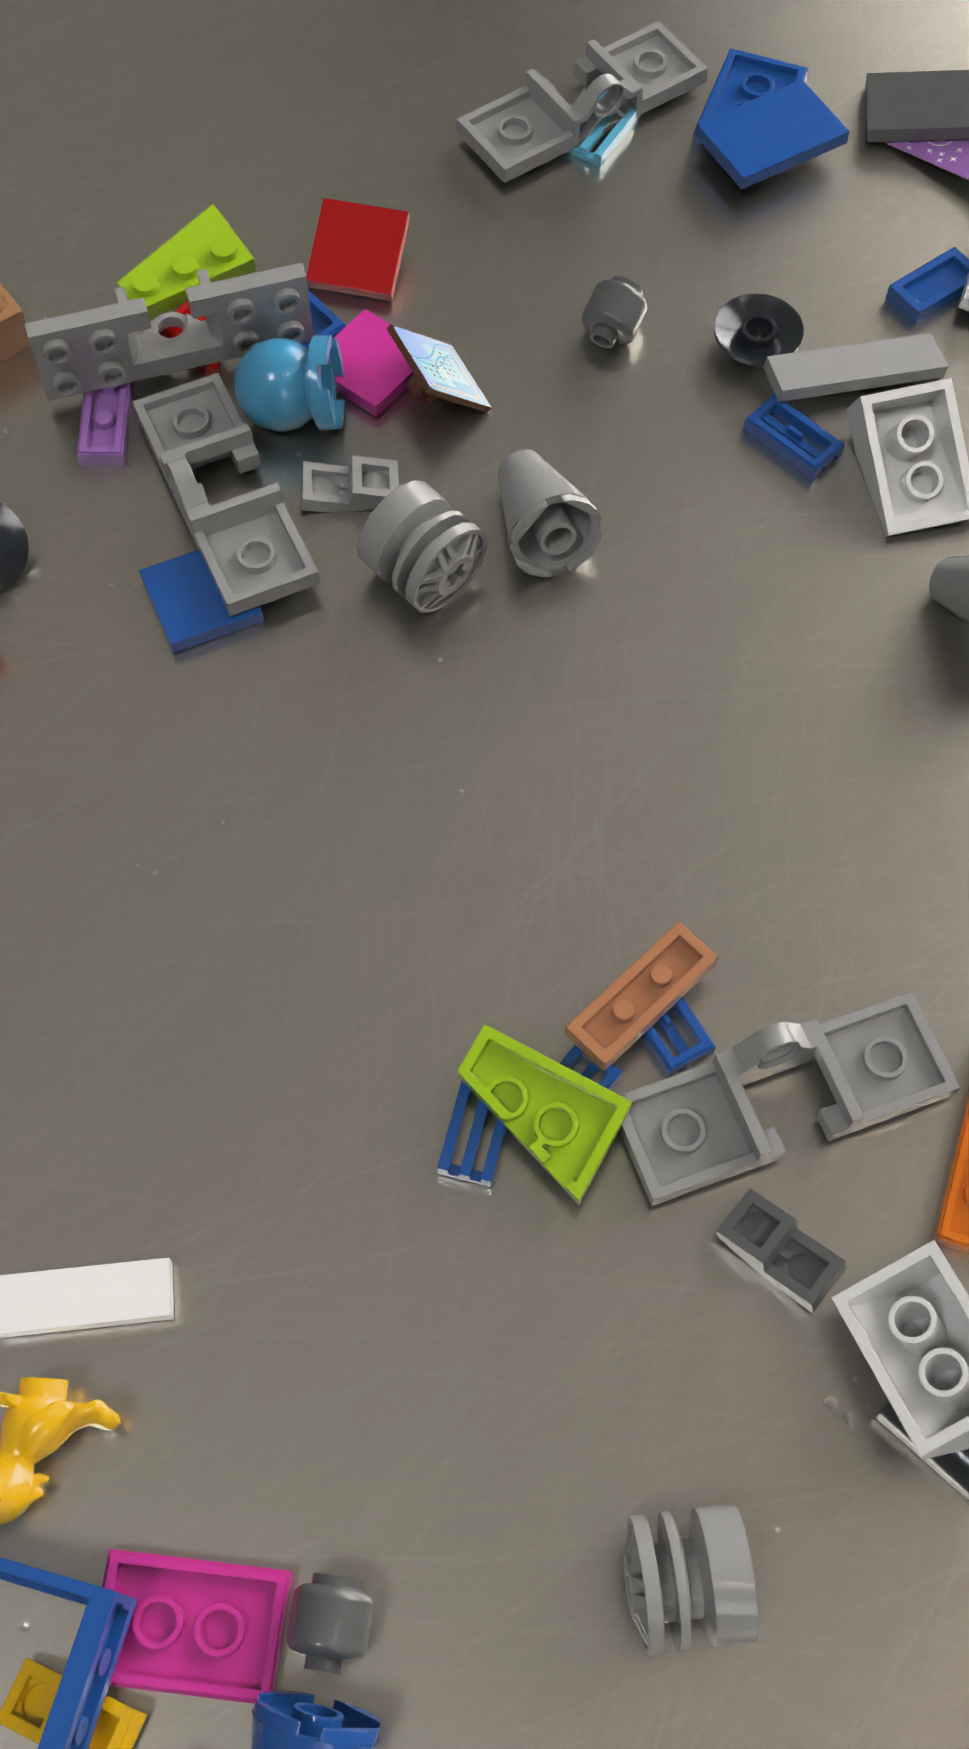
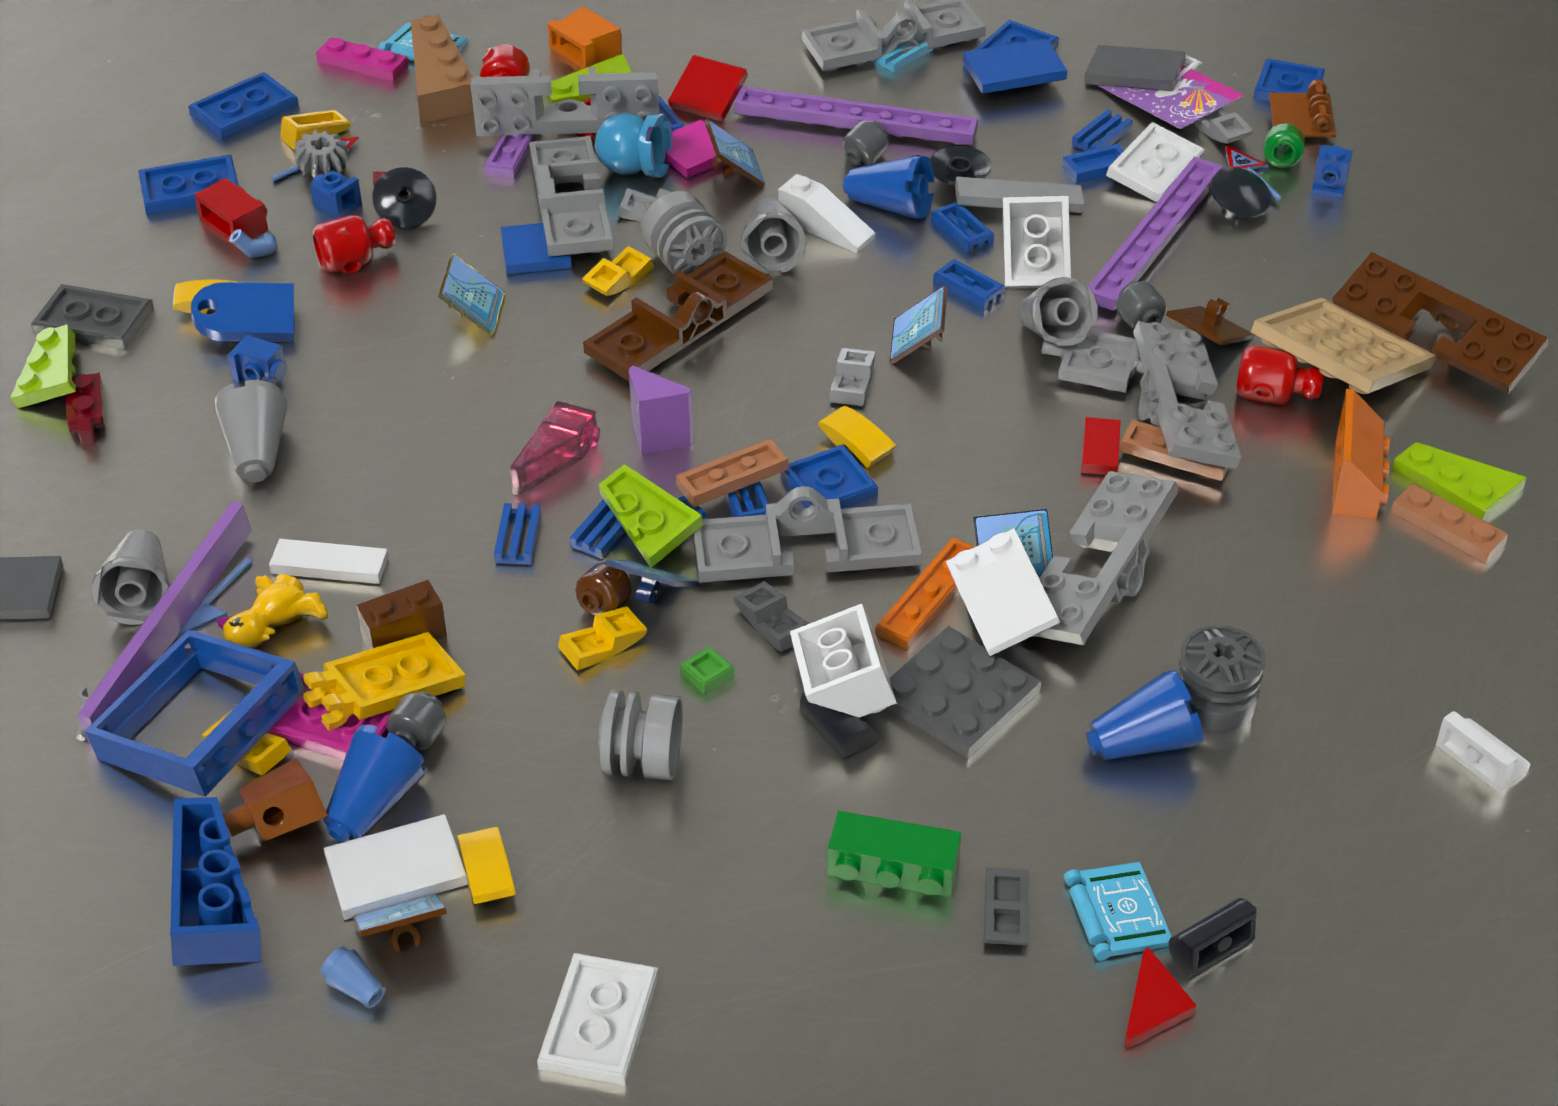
camera: 15 degrees right, 20 degrees down
(54, 273) = (505, 62): none -> red piece
(141, 720) = (471, 294): none -> piece
(149, 186) = (584, 38): none -> orange hips
(240, 1410) = (402, 615): none -> reddish brown brick
(252, 1540) = (380, 677): none -> yellow tile
(340, 622) = (619, 274): none -> yellow slope
(346, 1127) = (519, 515): none -> blue tile
(361, 987) = (556, 445): none -> clear pink slope
(421, 748) = (650, 337): none -> reddish brown plate
(497, 903) = (660, 412): none -> medium lavender slope
(524, 1268) = (603, 589): none -> reddish brown head
(547, 1356) = (610, 635): none -> yellow slope
(580, 260) = (847, 114): none -> medium lavender plate
(596, 1230) = (649, 585): none -> dark blue piece
(601, 457) = (824, 214): none -> white slope
(681, 390) = (893, 186): none -> blue cone
(720, 1380) = (707, 670): none -> bright green tile
(738, 754) = (852, 376): none -> light grey slope
(773, 960) = (833, 475): none -> blue tile
(779, 862) = (858, 434): none -> yellow slope
(809, 645) = (919, 325): none -> piece
(834, 547) = (969, 284): none -> blue tile
(932, 207) = (1097, 130): none -> blue tile

